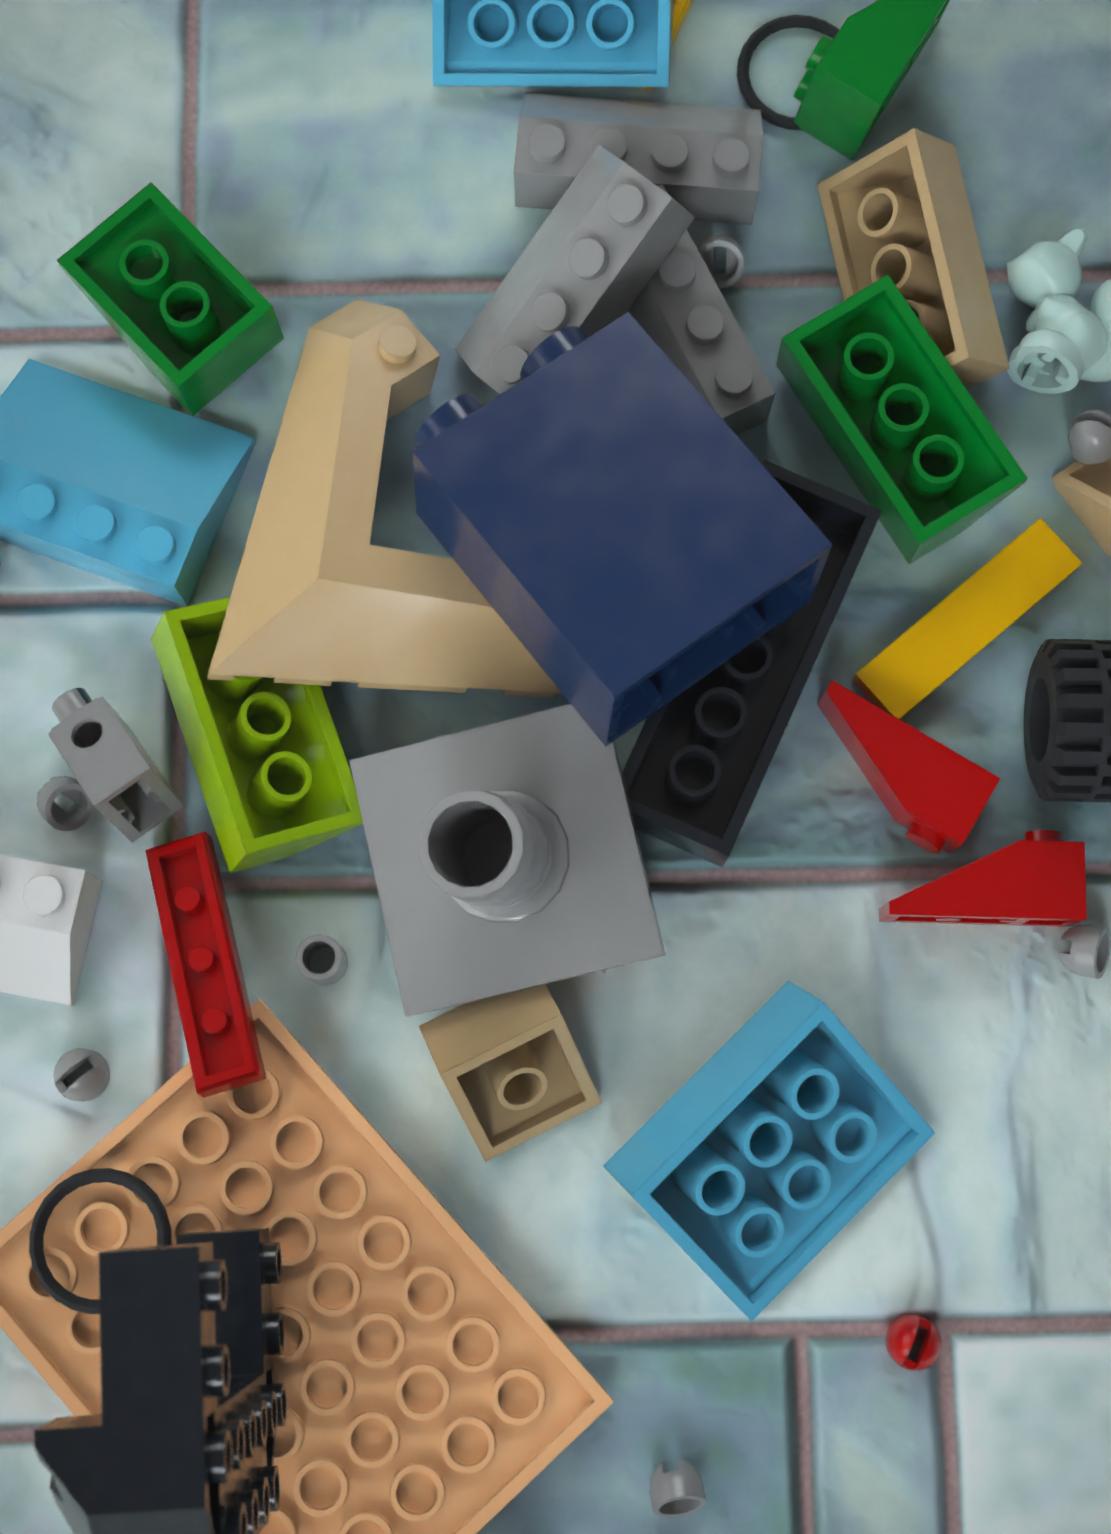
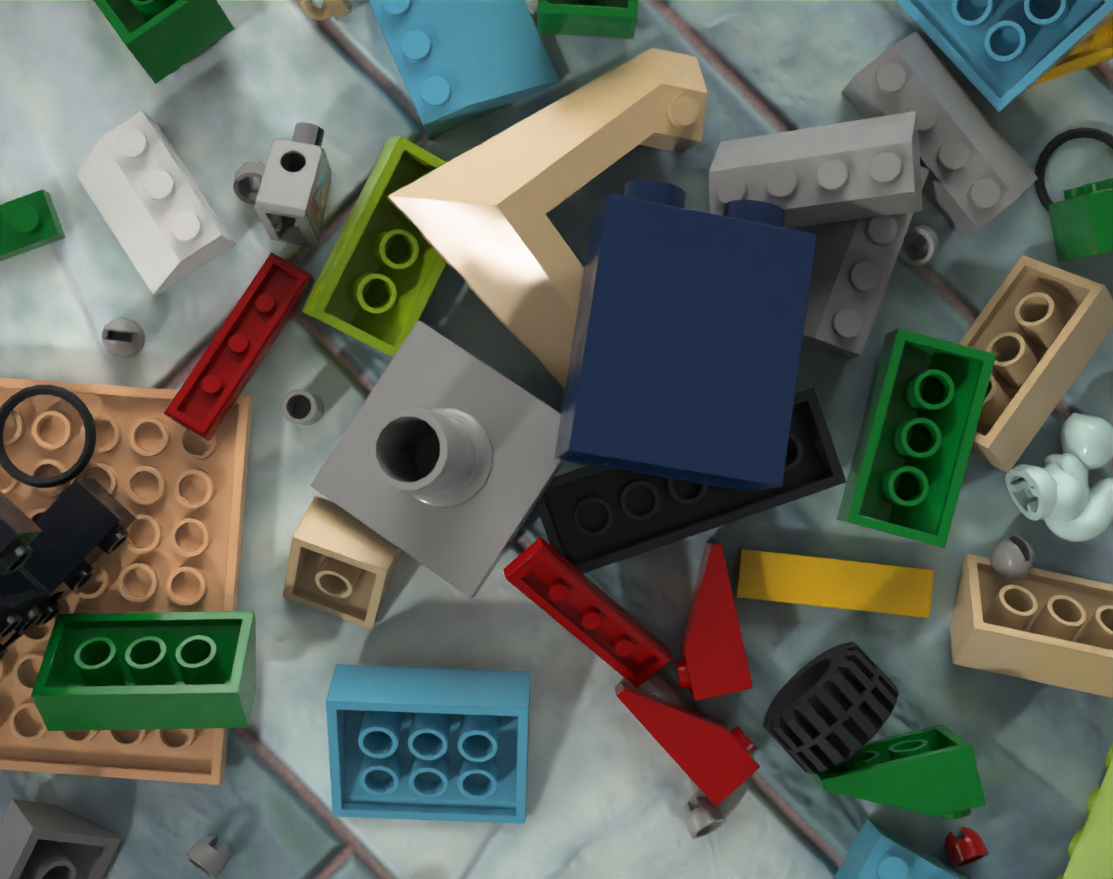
camera: 45 degrees right, 10 degrees up
(433, 1357) = (148, 671): none -> green slope
(782, 864) = (587, 612): none -> red tile

